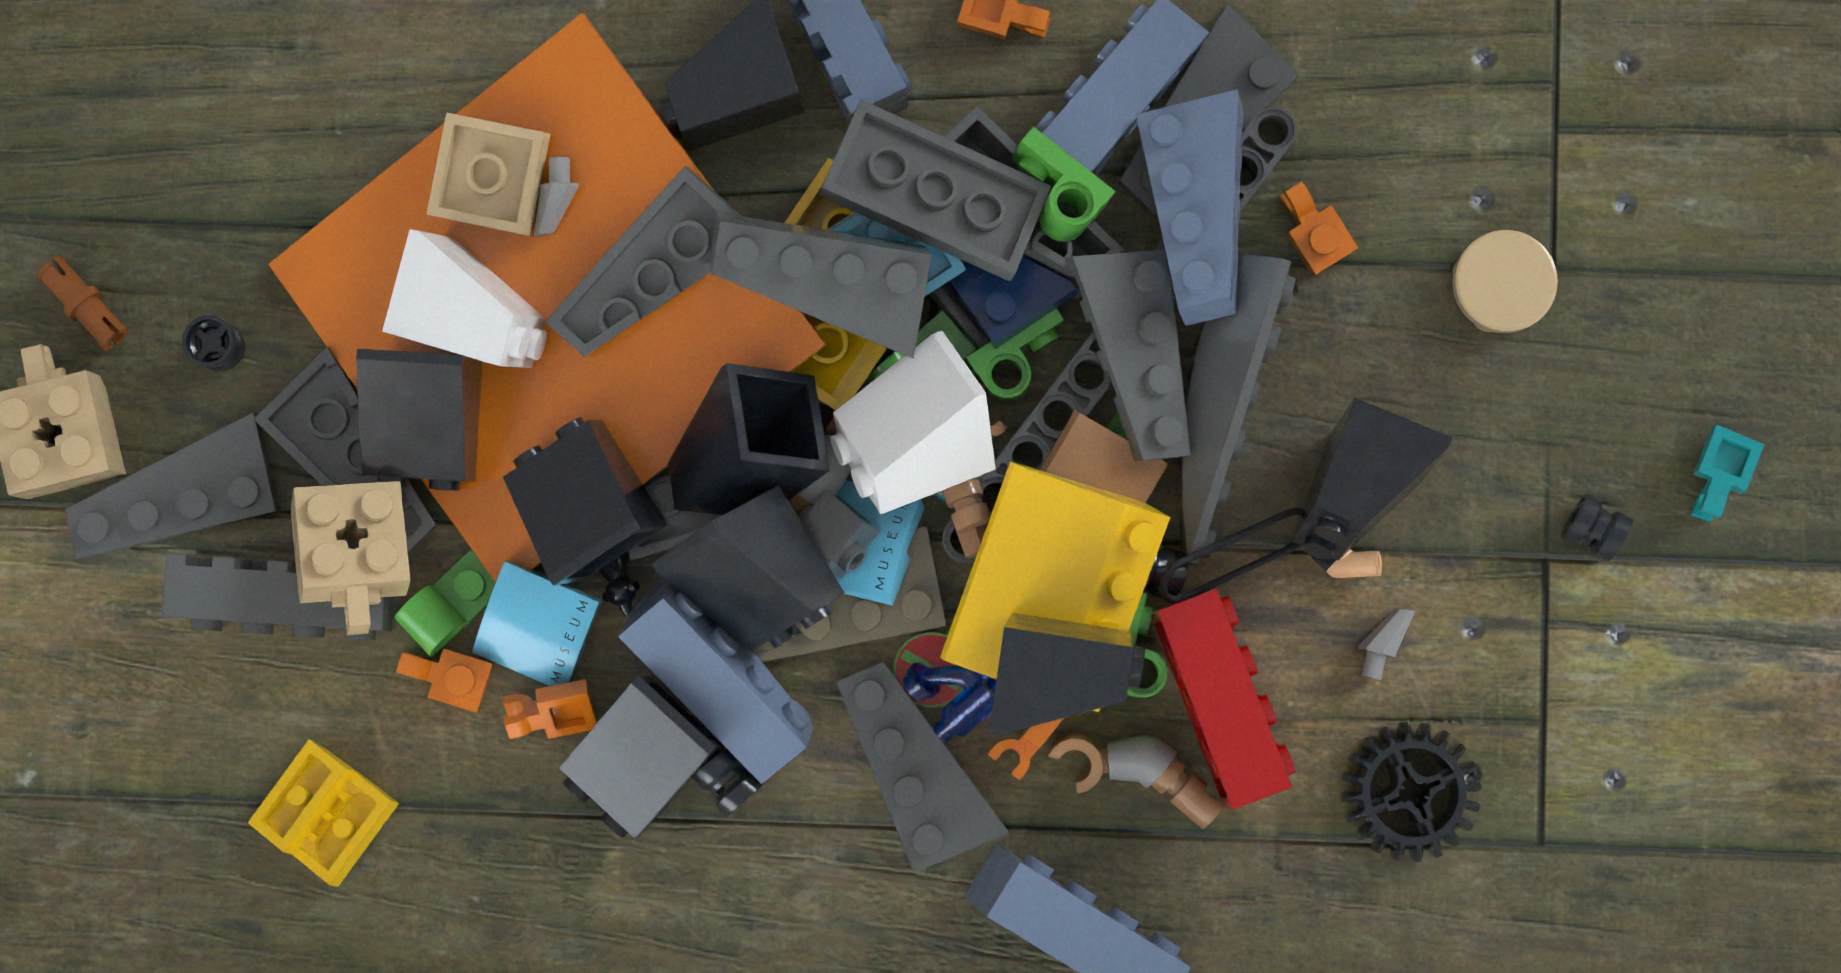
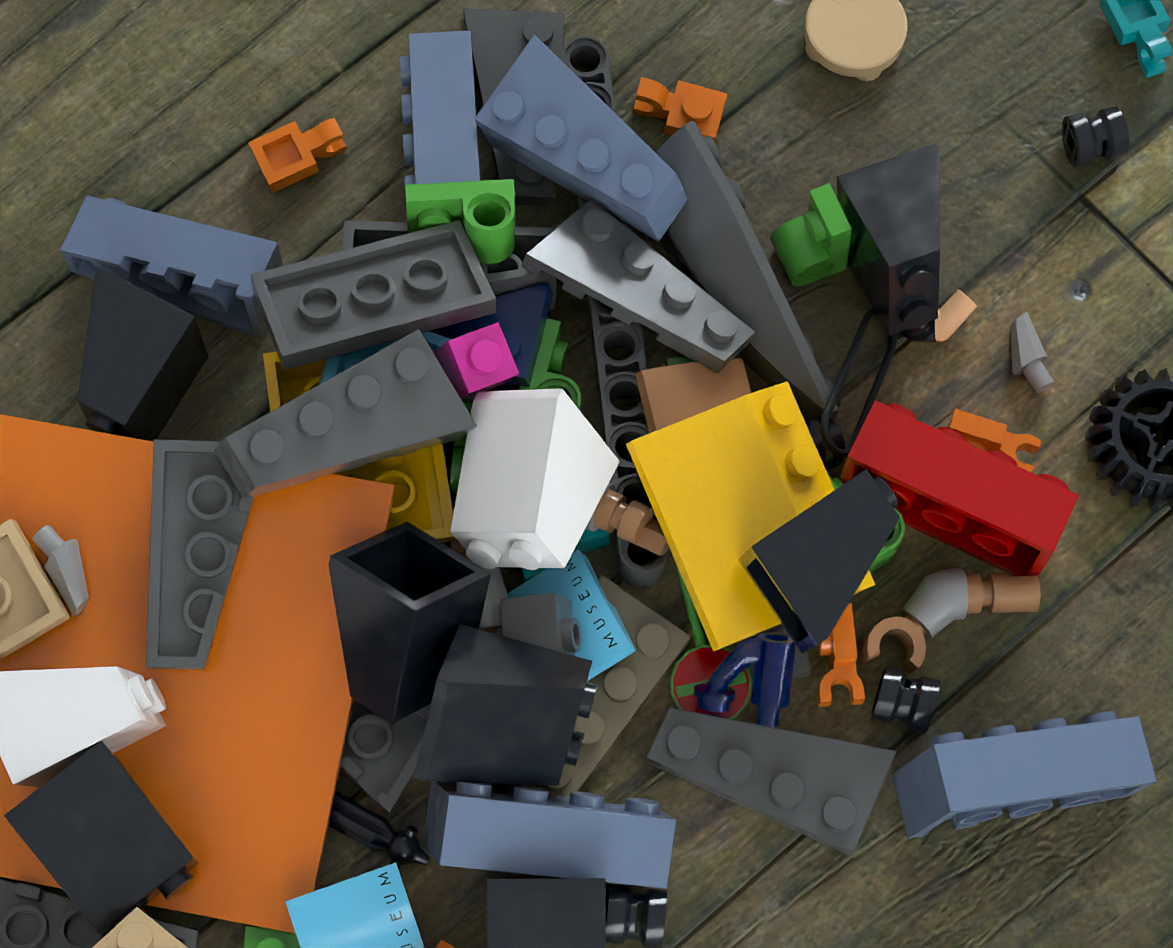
camera: 50 degrees left, 15 degrees down
(581, 501) = (307, 785): black slope -> none
(960, 306) = (477, 361): none -> dark pink brick
(1049, 805) = (905, 699): none -> black wheel
(1281, 672) = (992, 435): none -> orange plate
(1302, 420) = (816, 241): none -> bright green plate

